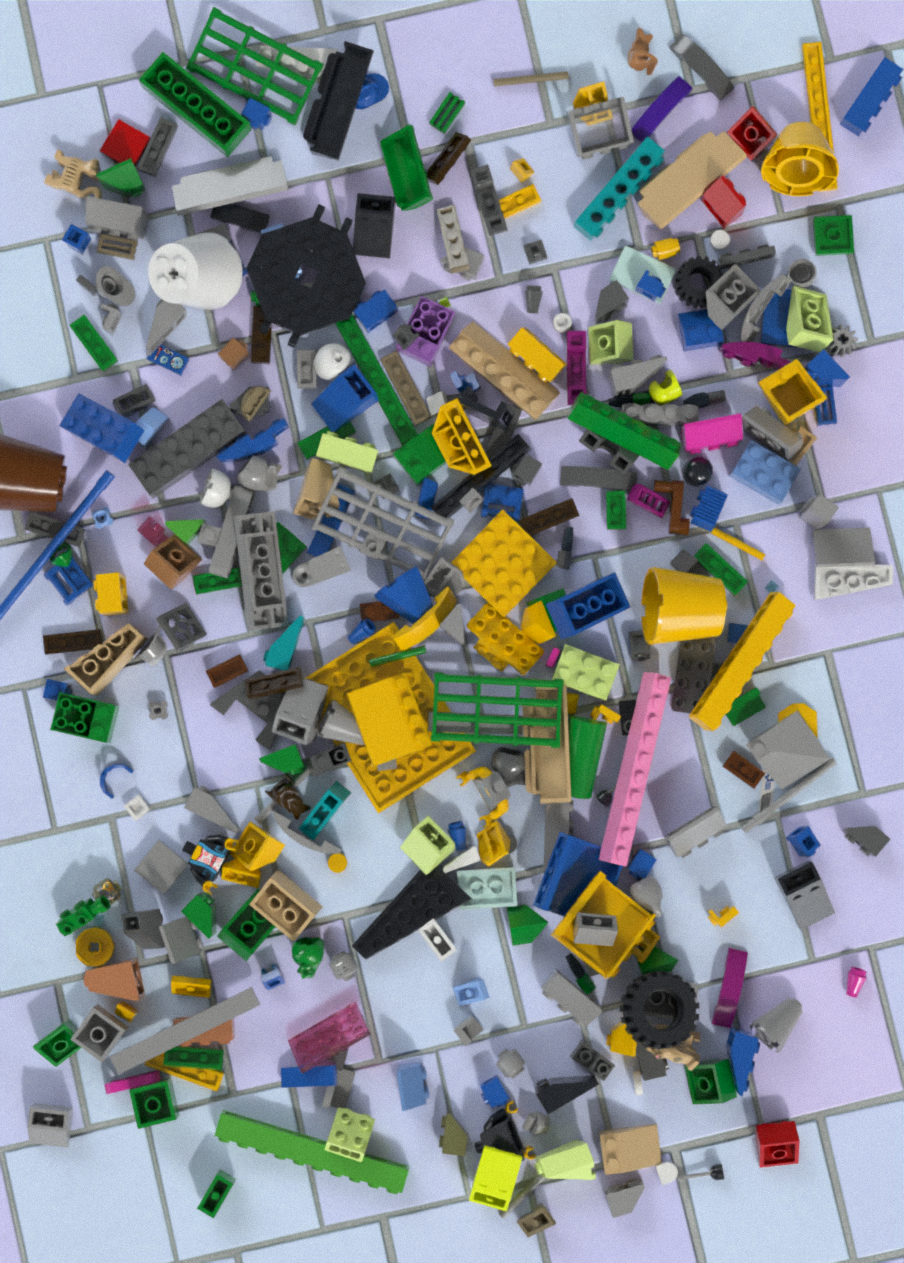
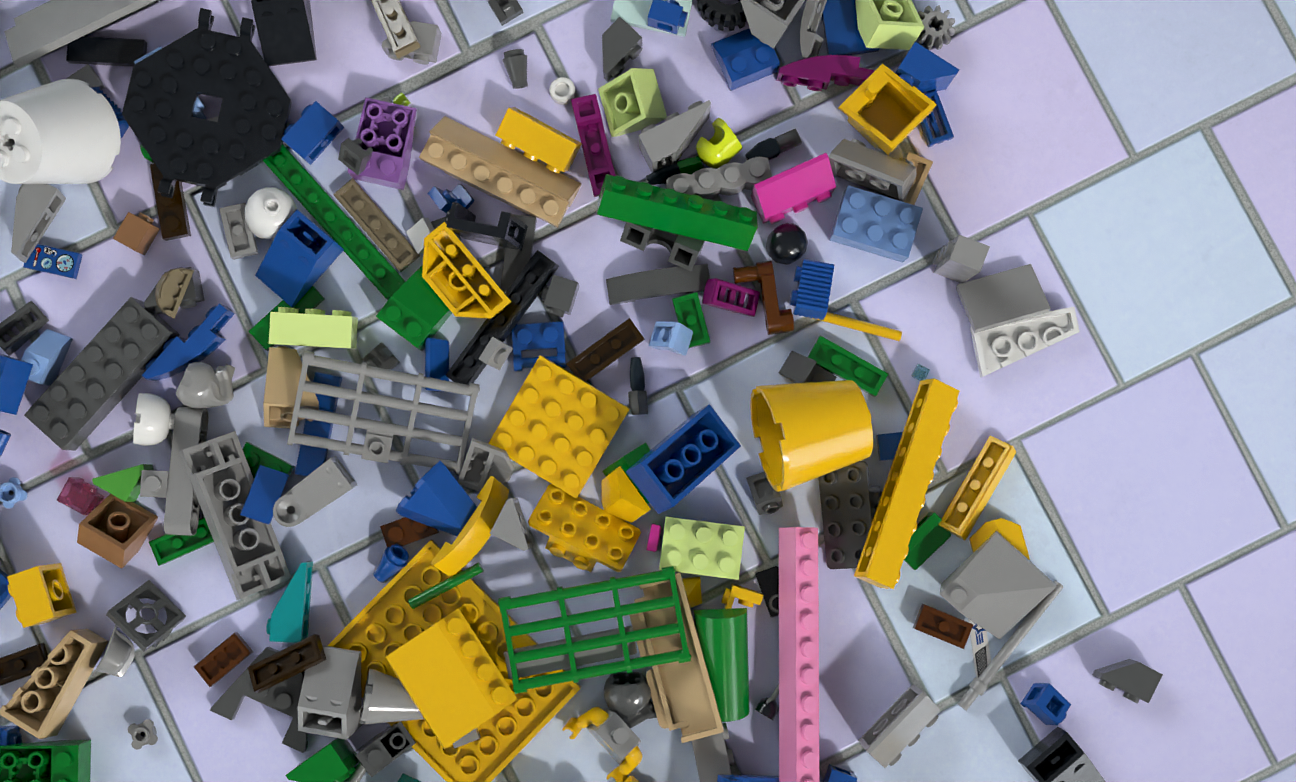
camera: 15 degrees left, 0 degrees up
(285, 561) = (263, 494): none -> blue slope
(599, 518) = (671, 337): none -> light blue slope
(792, 678) = (977, 487): none -> yellow slope

